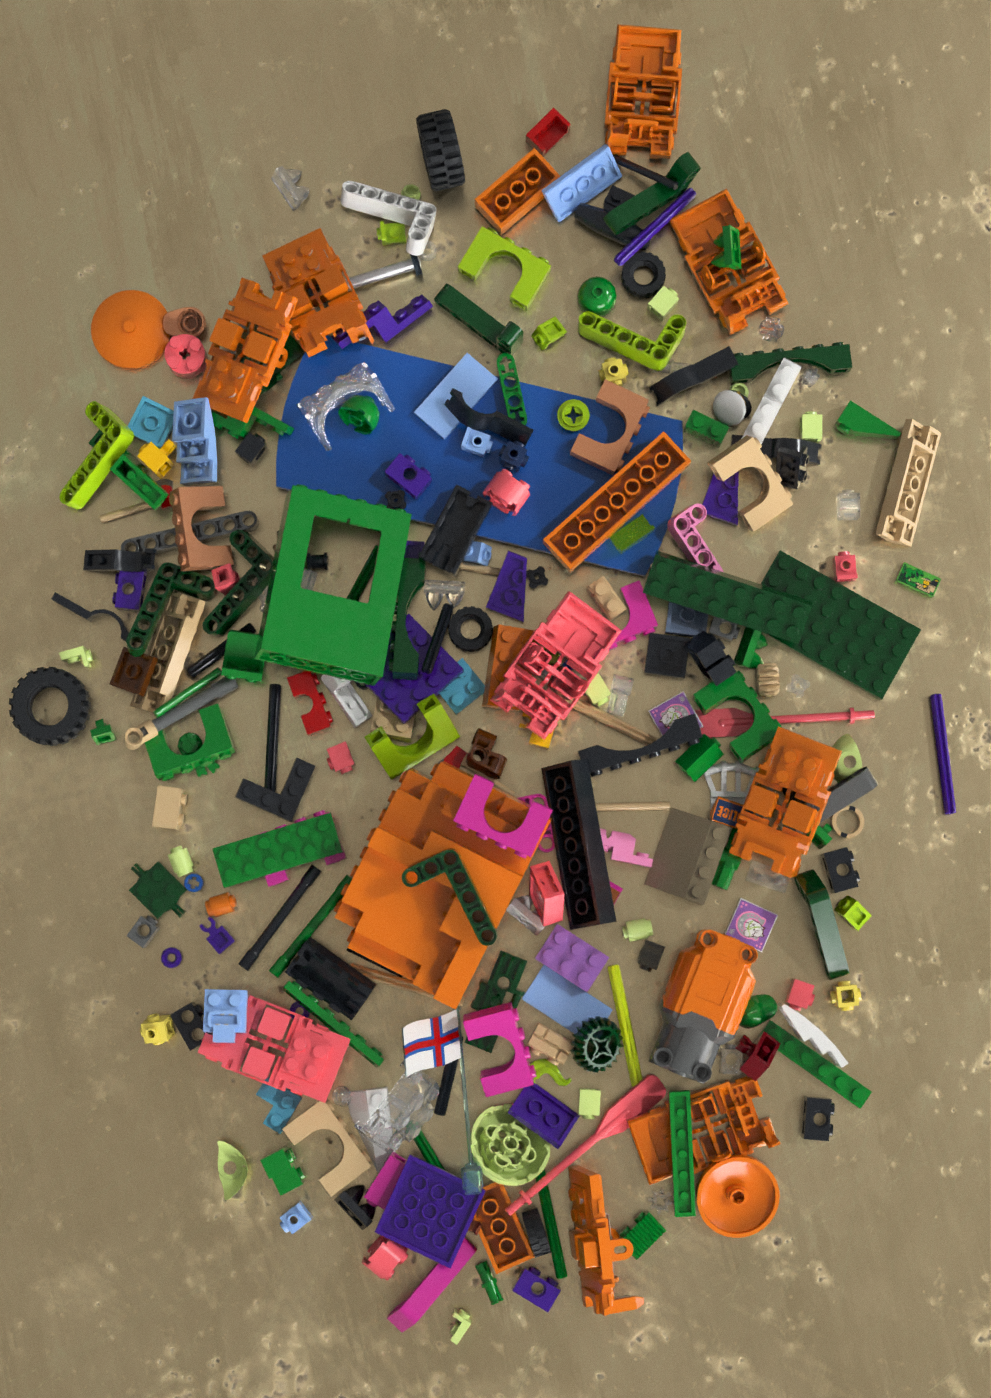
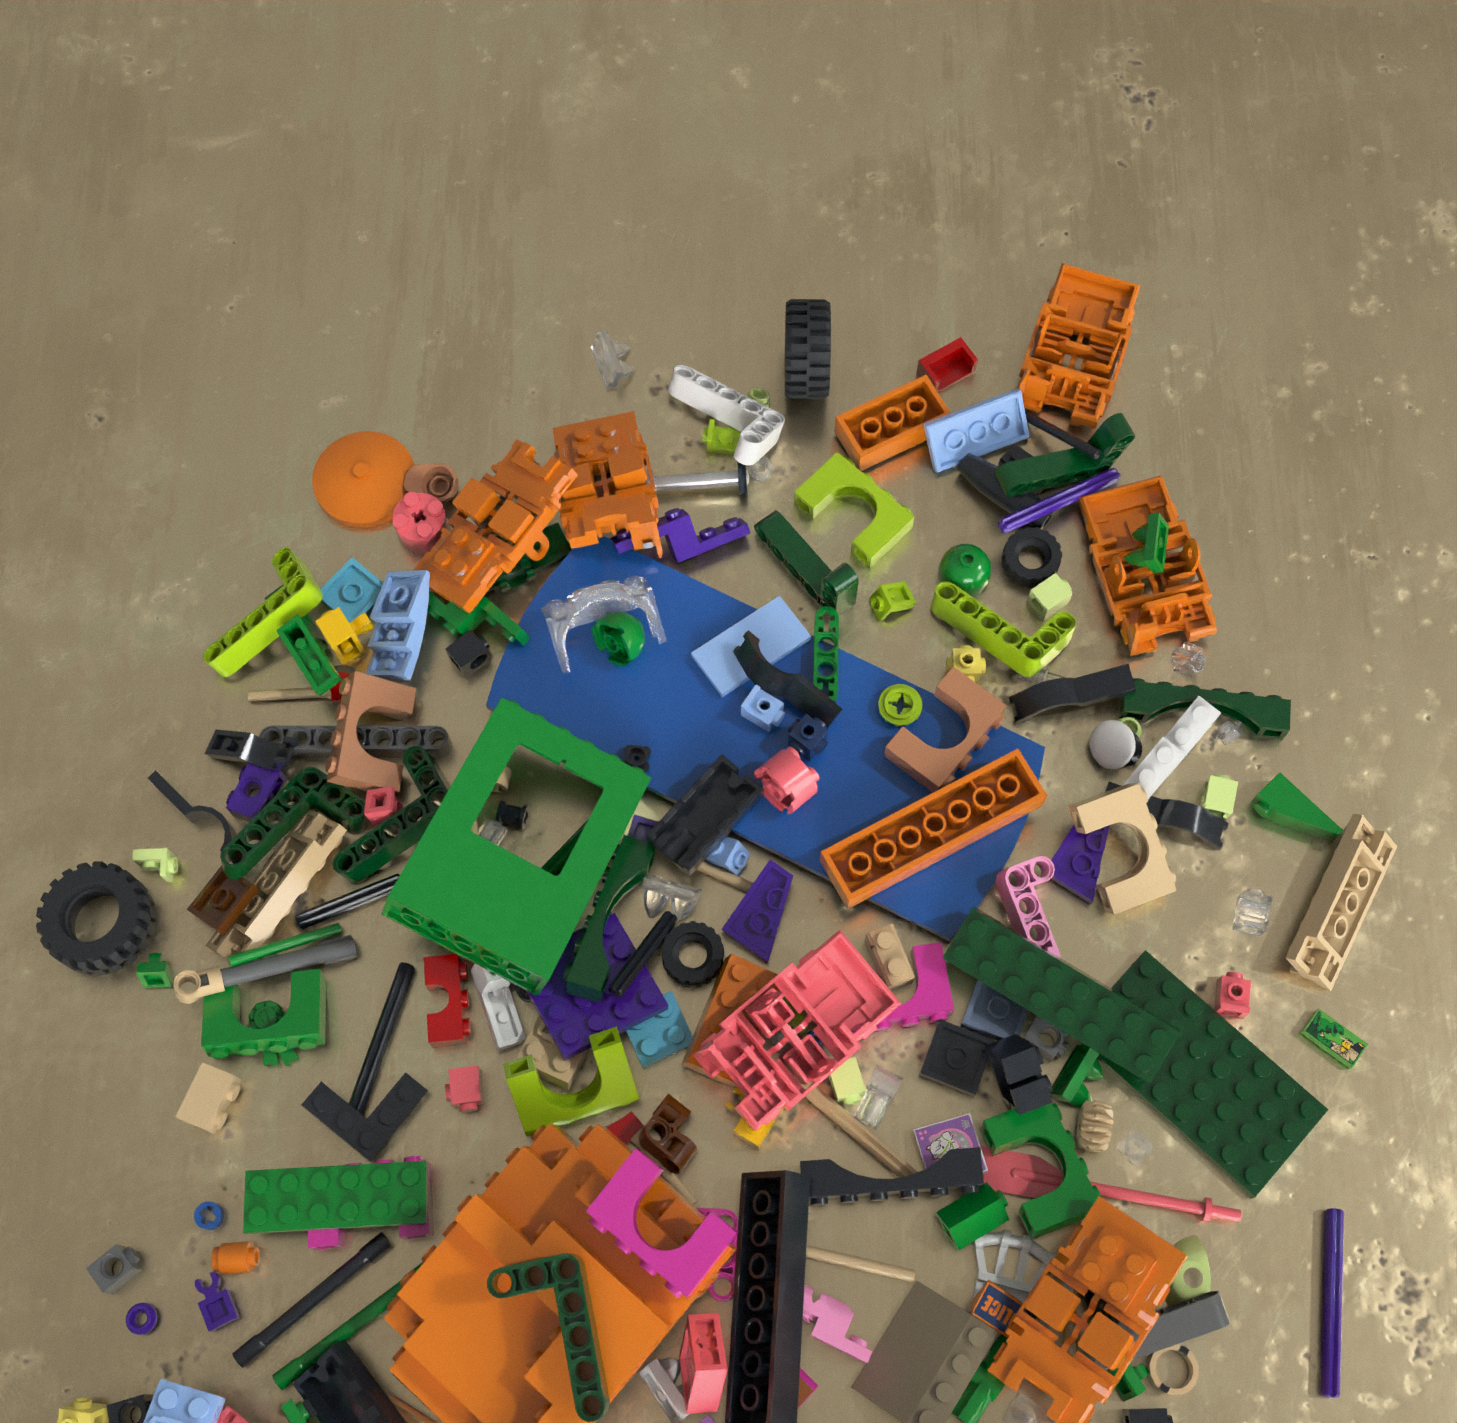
camera: 15 degrees right, 15 degrees down
(158, 890) = (156, 1214): dark green plate -> none
(181, 861) = (200, 1179): yellowish green brick -> none
(239, 657) = (365, 920): green bracket -> none
(414, 486) = (666, 745): dark purple brick -> none
(536, 582) = (801, 914): black plate -> none
(631, 534) = (944, 877): clear neon green panel -> none
(706, 428) = (1074, 765): green brick -> none
(792, 466) = (1184, 839): black bracket -> none

